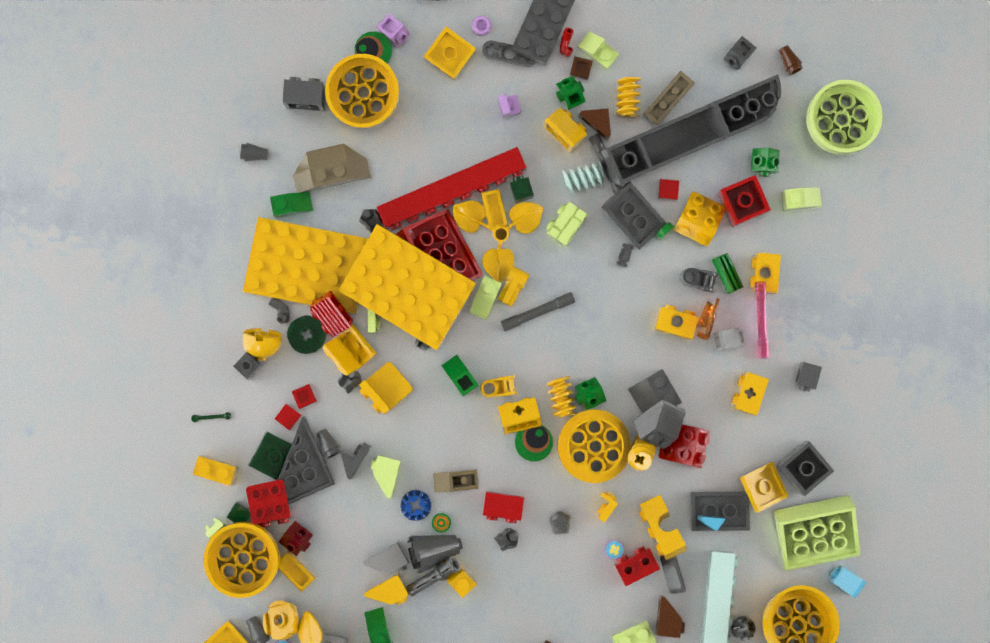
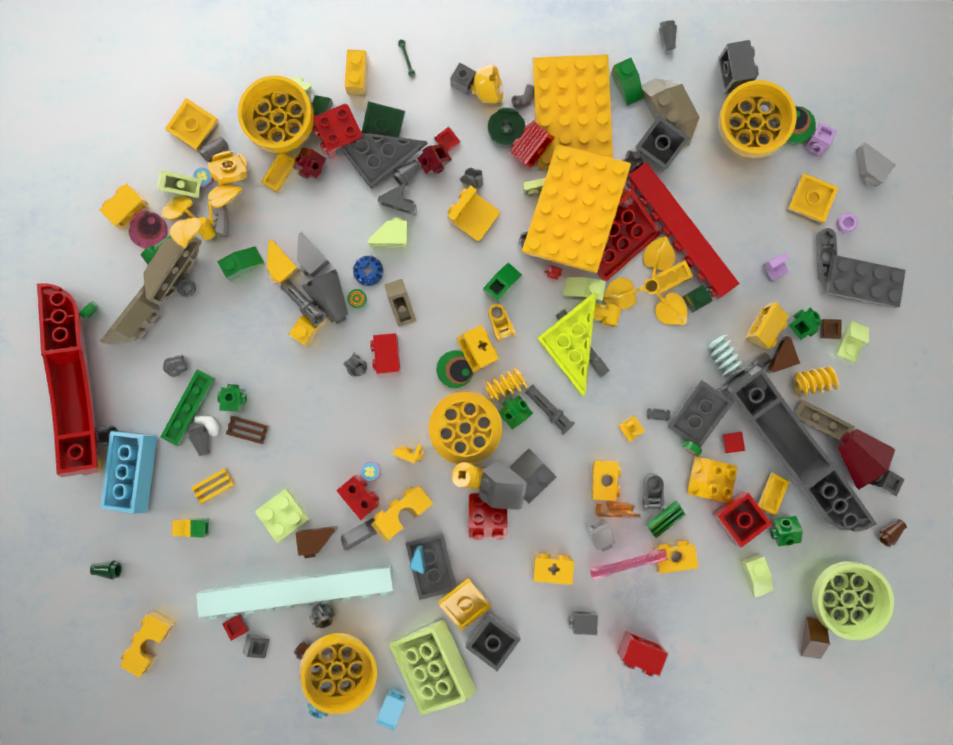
camera: 85 degrees right, 0 degrees up
(288, 417) = (423, 129): red tile -> none
(323, 417) = (434, 159): none -> dark red brick
(349, 350) = (500, 170): yellow bracket -> none
(362, 187) = (662, 142): none -> dark grey slope
(461, 322) = (553, 272): none -> red plate
(535, 323) = (571, 340): none -> neon yellow tile
(560, 523) = (383, 413): dark grey arm -> none
(565, 40) = (853, 307): red arm -> none
(566, 224) = (675, 350): yellowish green brick -> none
(603, 354) = (558, 415): none -> dark grey pin
(632, 284) = (631, 428): none -> yellow tile
(711, 70) = (865, 457): none -> dark red slope
(727, 164) = (773, 494): none -> yellow plate
(849, 328) = (642, 654): none -> red brick
(873, 159) = (815, 638): none -> reddish brown slope

